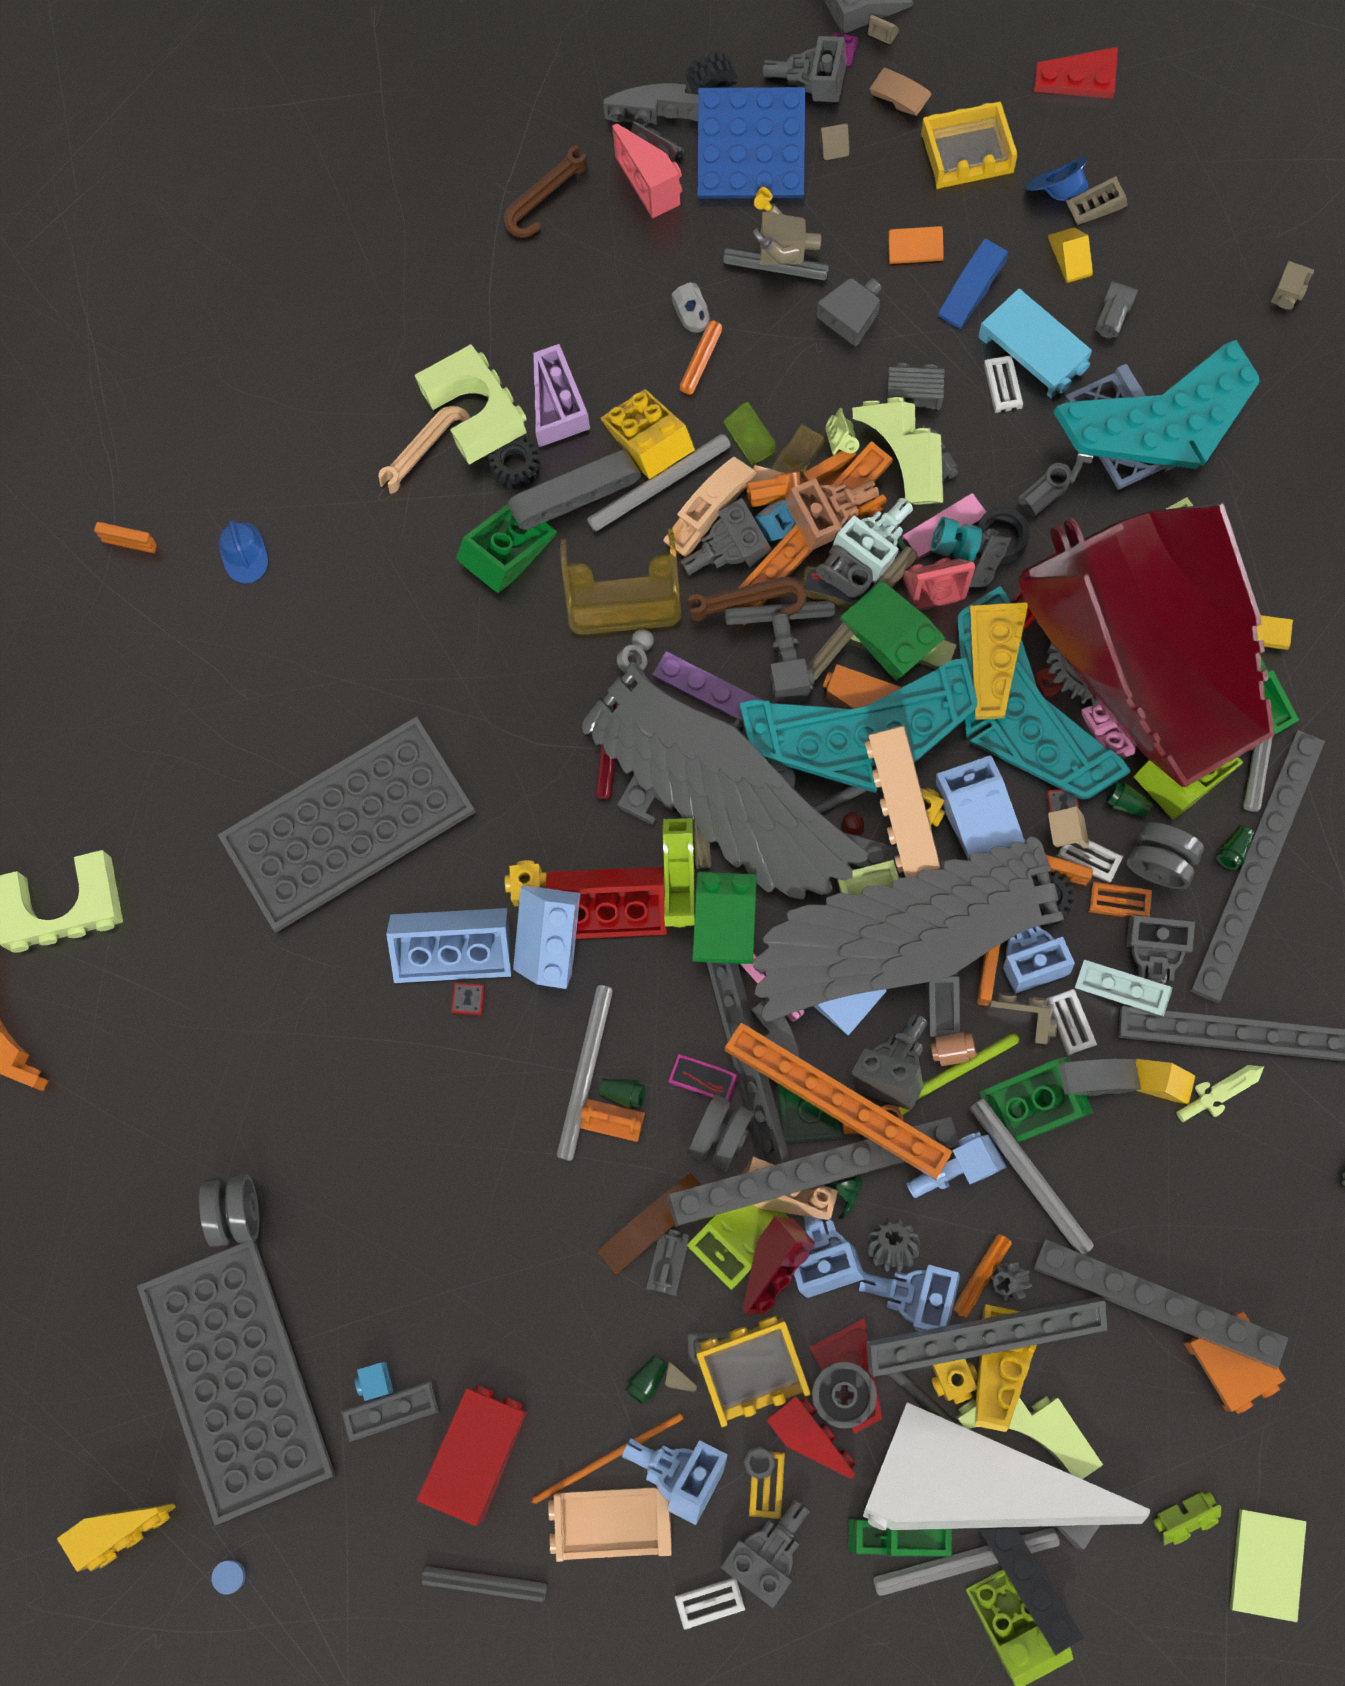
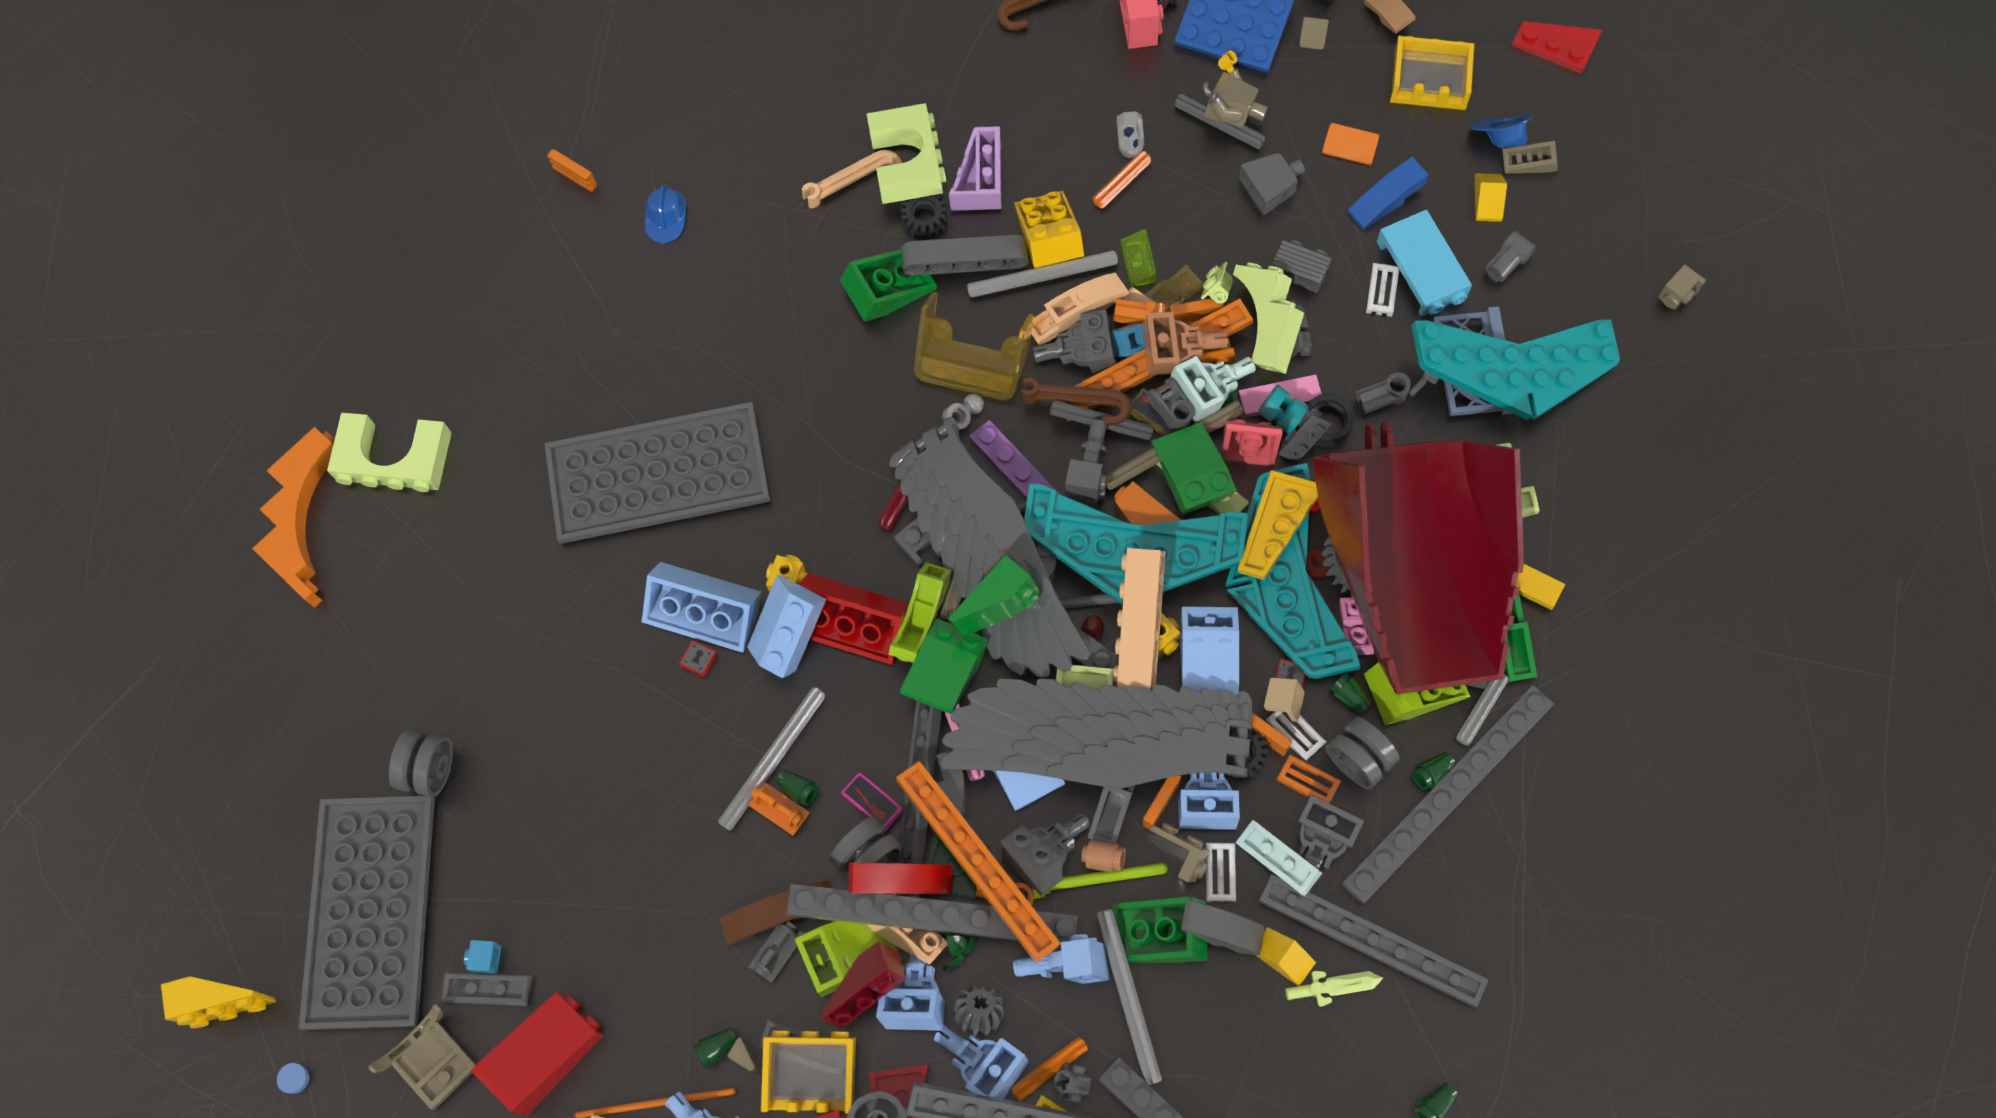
camera: 20 degrees right, 5 degrees down
(363, 1505) = (429, 1060): none -> dark tan piece
(760, 828) = (998, 597): none -> green slope
(769, 1146) = (900, 878): none -> red slope

